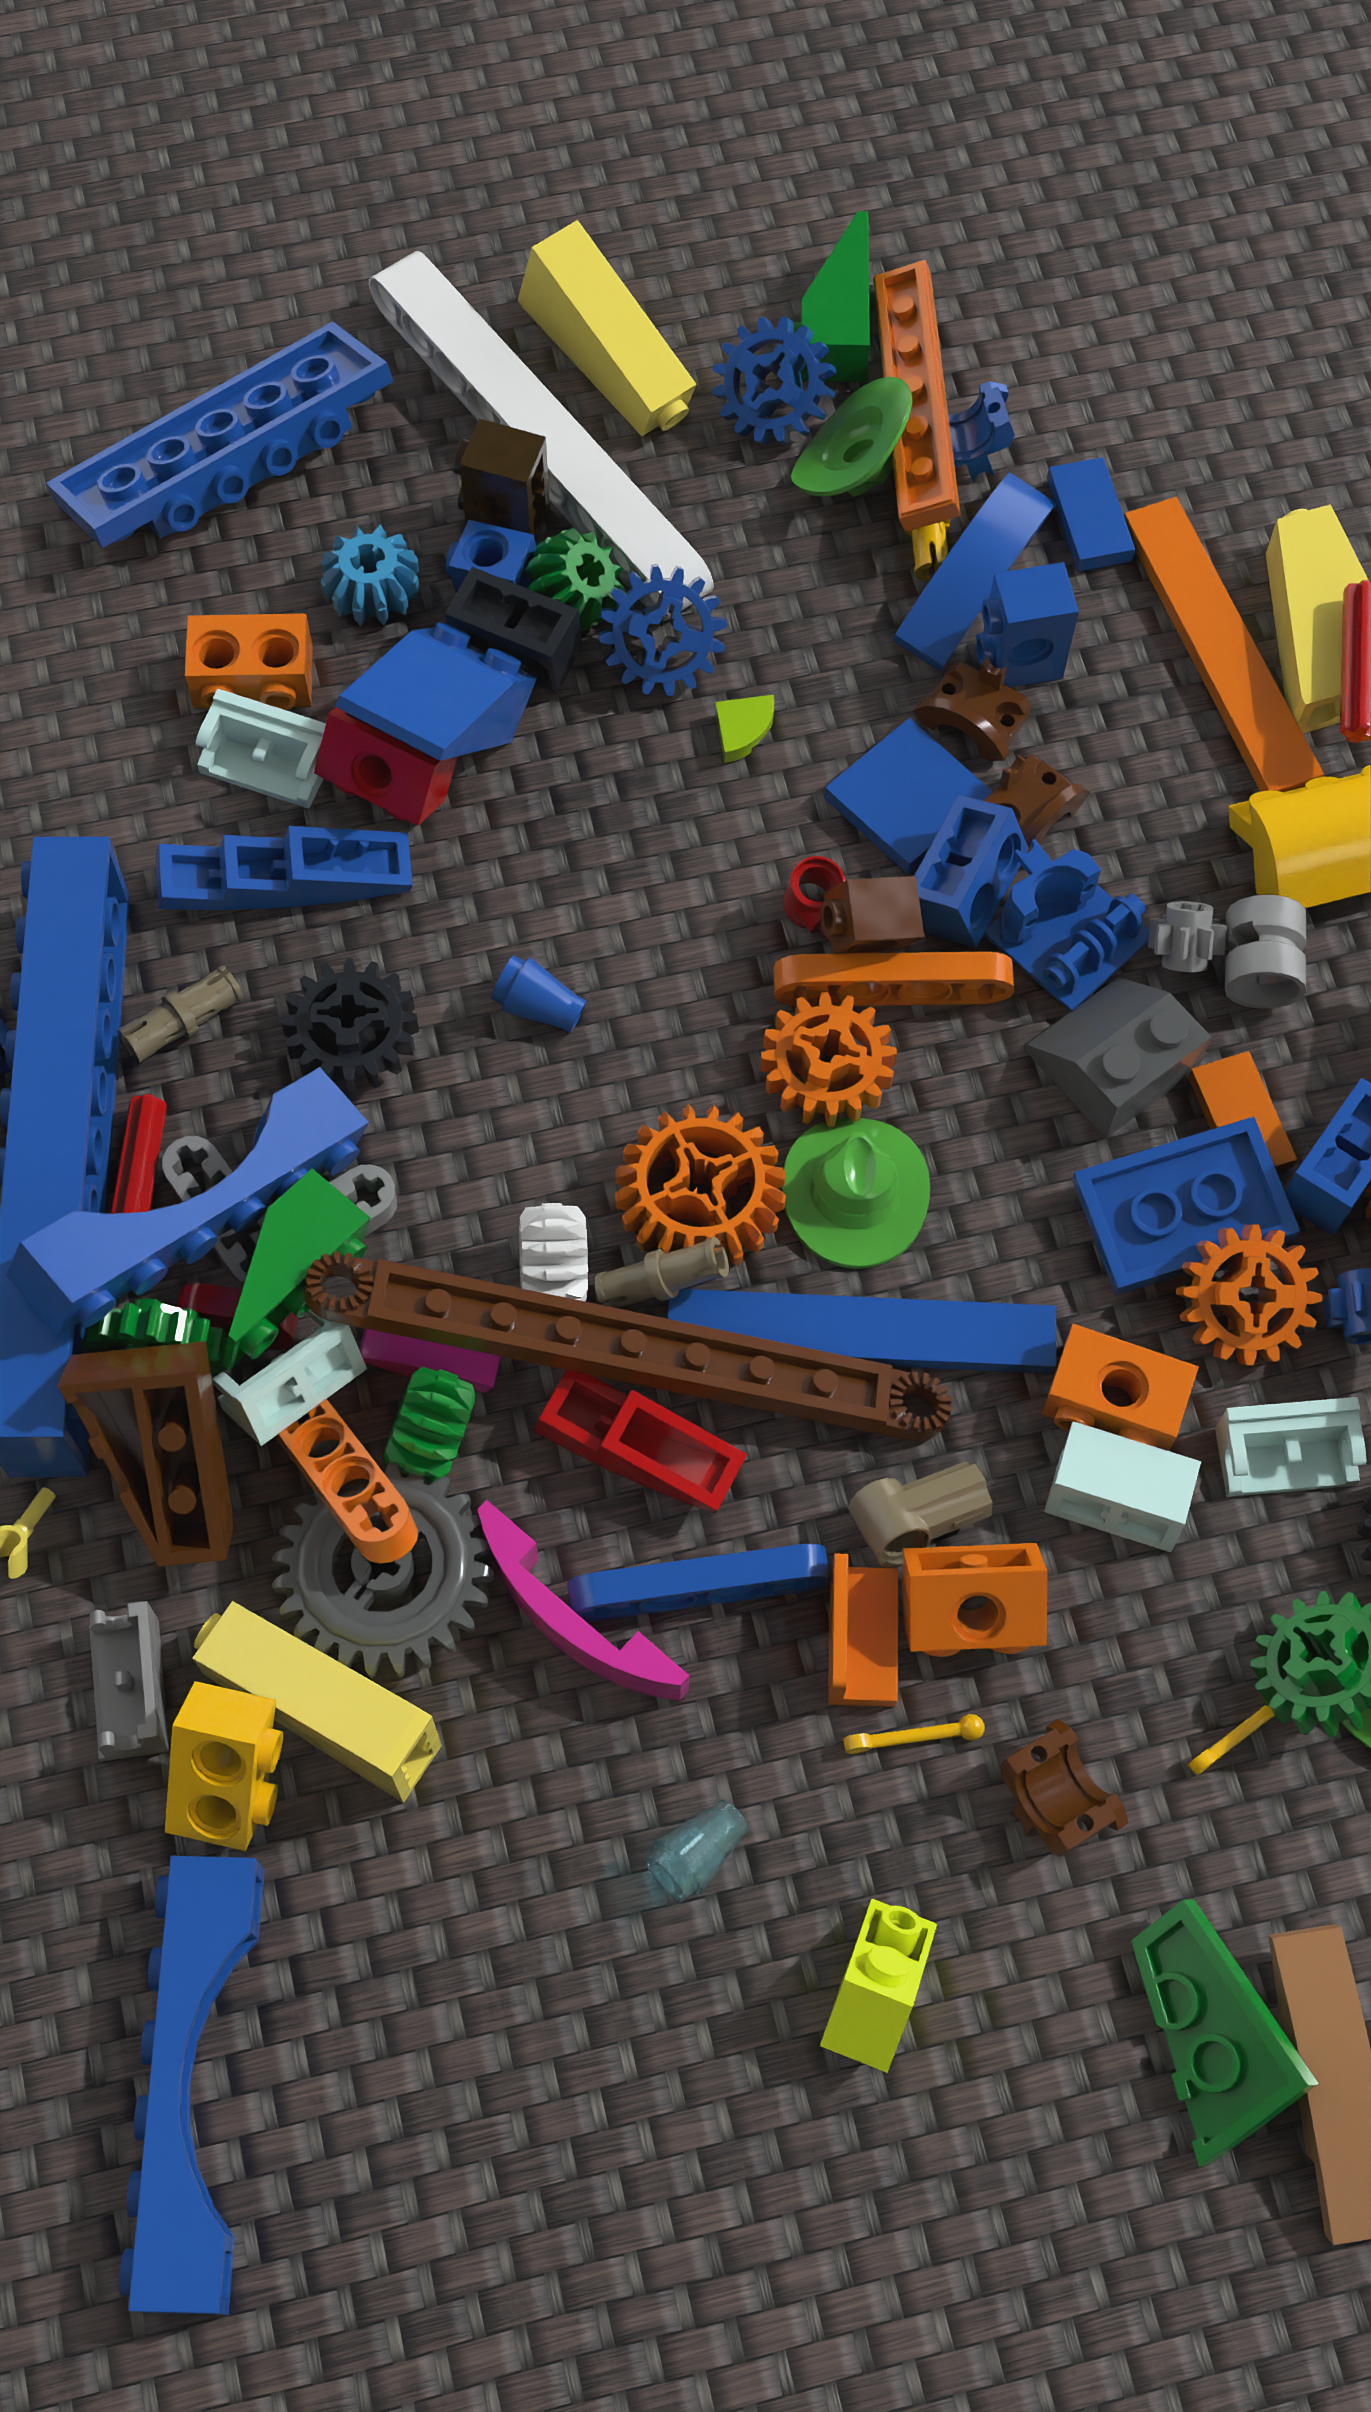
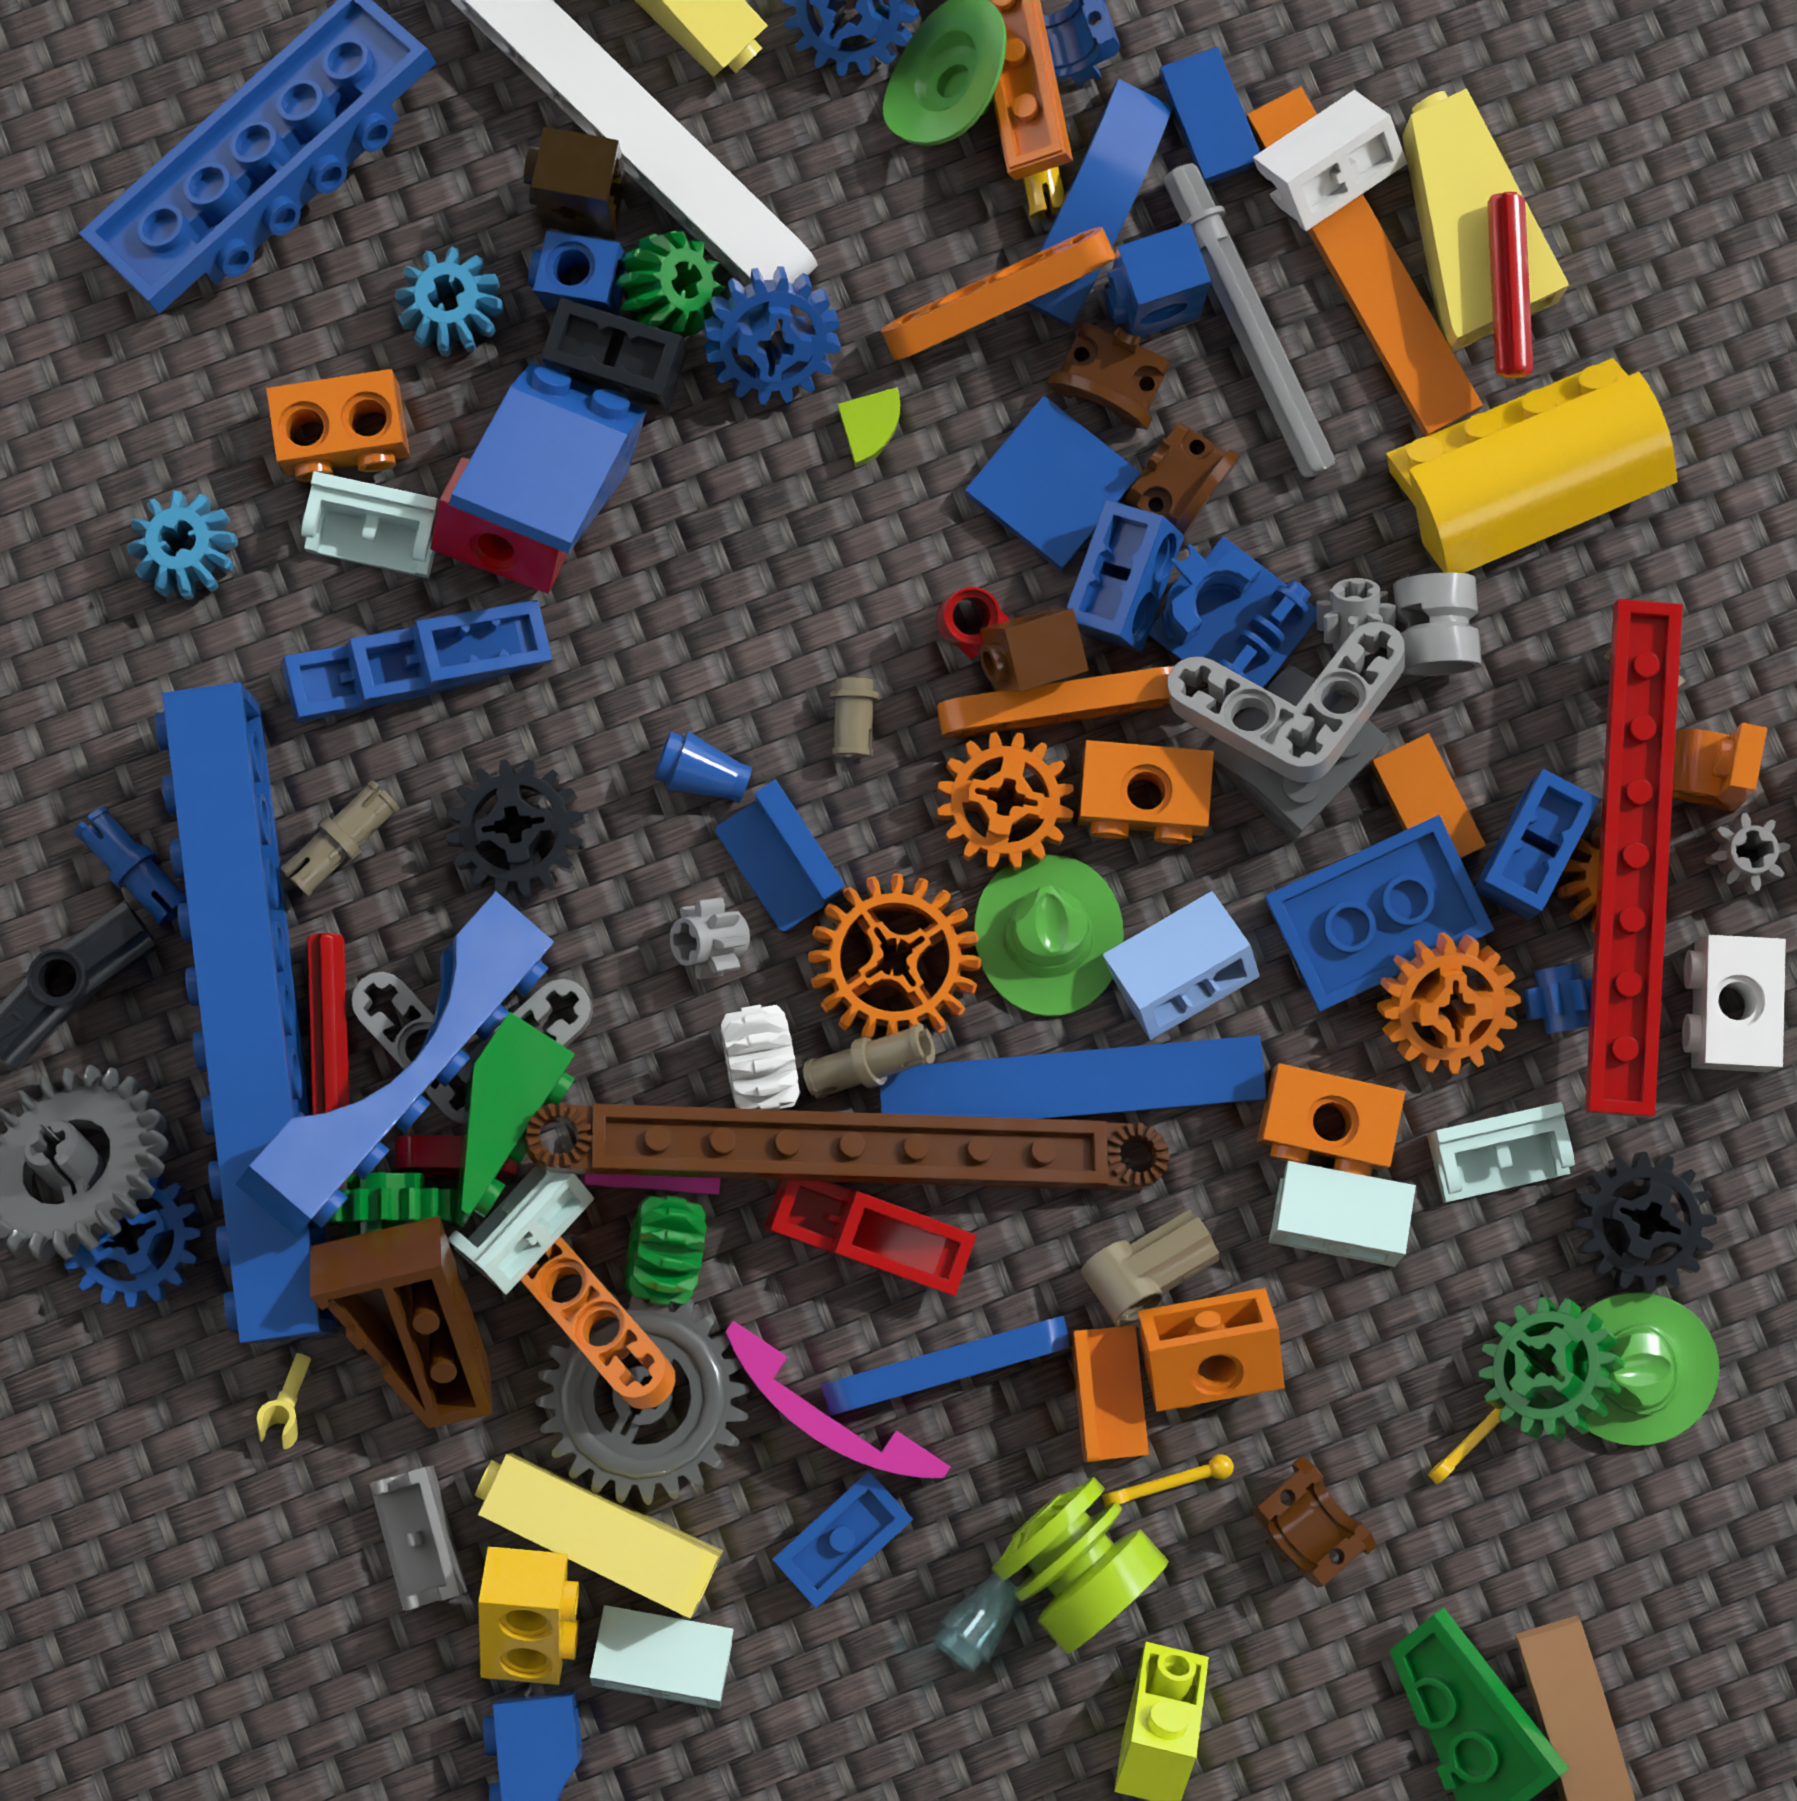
camera: 10 degrees left, 15 degrees up
(84, 744) = (179, 524): none -> dark azure gear
(358, 1840) = (661, 1657): none -> light aqua hinge
(521, 1143) = (709, 938): none -> light grey gear
(566, 1744) = (842, 1539): none -> blue plate
(603, 1085) = (780, 858): none -> blue panel
(691, 970) = (853, 717): none -> dark tan pin
(810, 1792) = (1079, 1565): none -> lime wheel
(877, 620) = (998, 293): none -> orange beam
(985, 1231) = (1182, 965): none -> light blue brick
(994, 1048) = (1179, 774): none -> orange brick
(1041, 975) = (1289, 723): none -> light grey beam
(1115, 692) = (1250, 321): none -> light grey axle
(1200, 553) = (1331, 159): none -> white hinge

